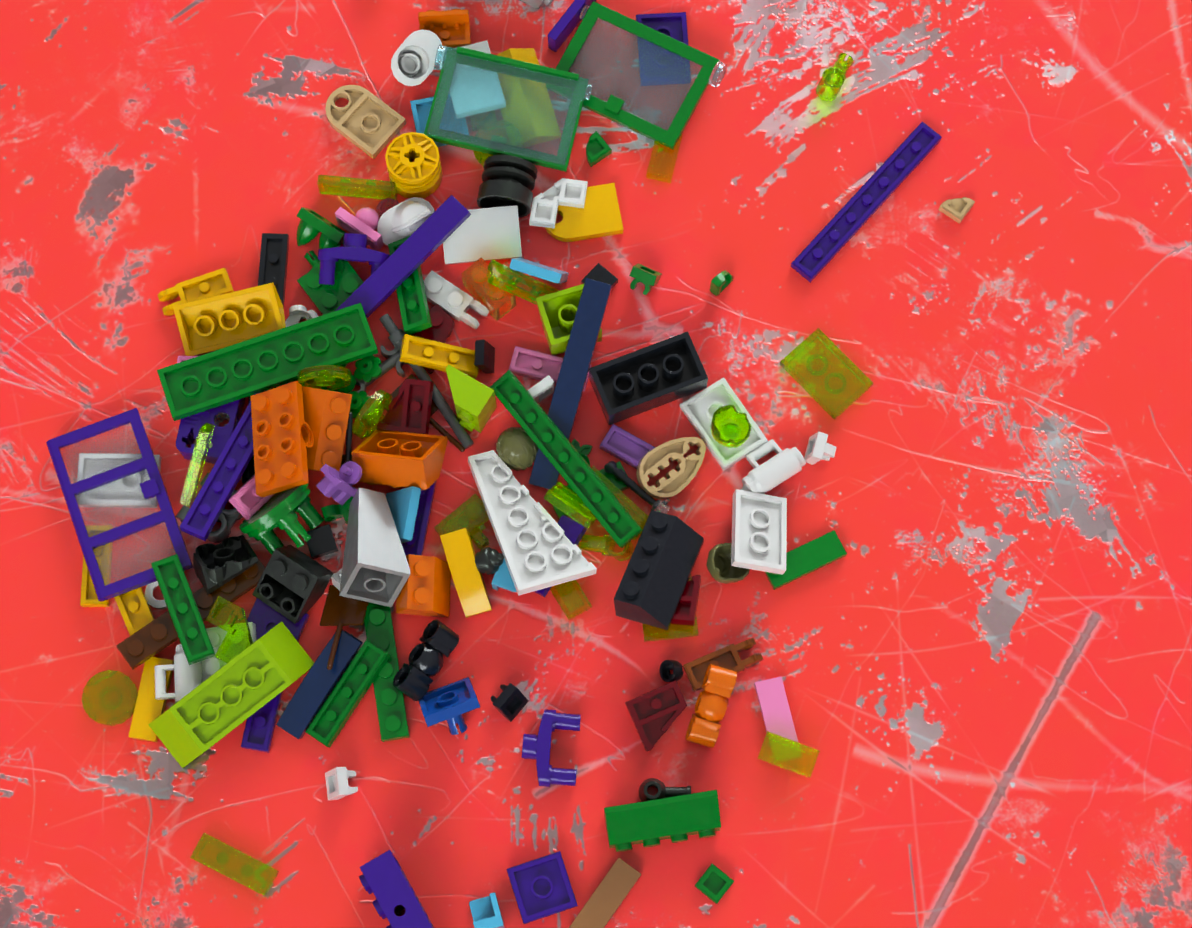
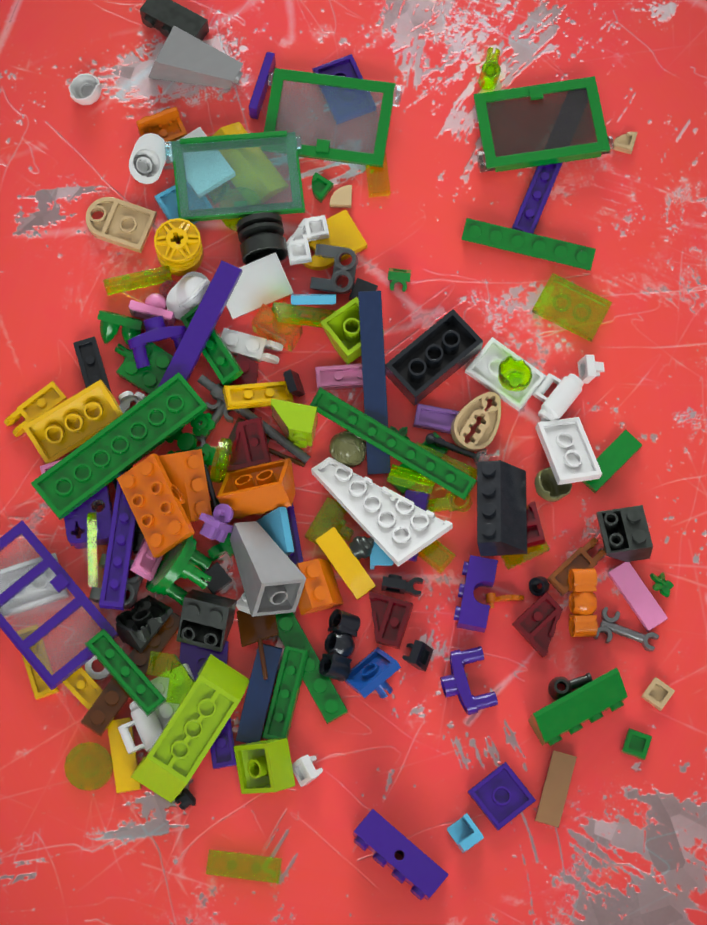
camera: 20 degrees left, 0 degrees up
(199, 769) = (186, 799): none -> black piece
(295, 763) = (264, 766): none -> lime slope
(325, 375) = (176, 440): clear neon green tile -> none
(492, 651) = (389, 619): none -> dark red wing
(513, 614) = (395, 584): none -> black plate
(542, 389) = (351, 393): white tile -> none
(580, 246) = (339, 270): none -> dark grey piece
(609, 634) = (471, 613): none -> dark purple arch
(613, 666) = (491, 598): none -> orange piece
(615, 168) = (342, 197): none -> tan tile
(720, 282) = (461, 262): green tile -> none
(732, 742) = (608, 626): none -> flat silver bar
(759, 836) = (657, 693): none -> tan tile
(786, 645) = (625, 533): none -> pearl dark grey slope
(788, 754) = (657, 620): clear neon green tile -> none
(803, 287) = (528, 244): none -> green plate
(809, 716) = (661, 584): none -> green plant
(867, 158) = (541, 125): none -> door

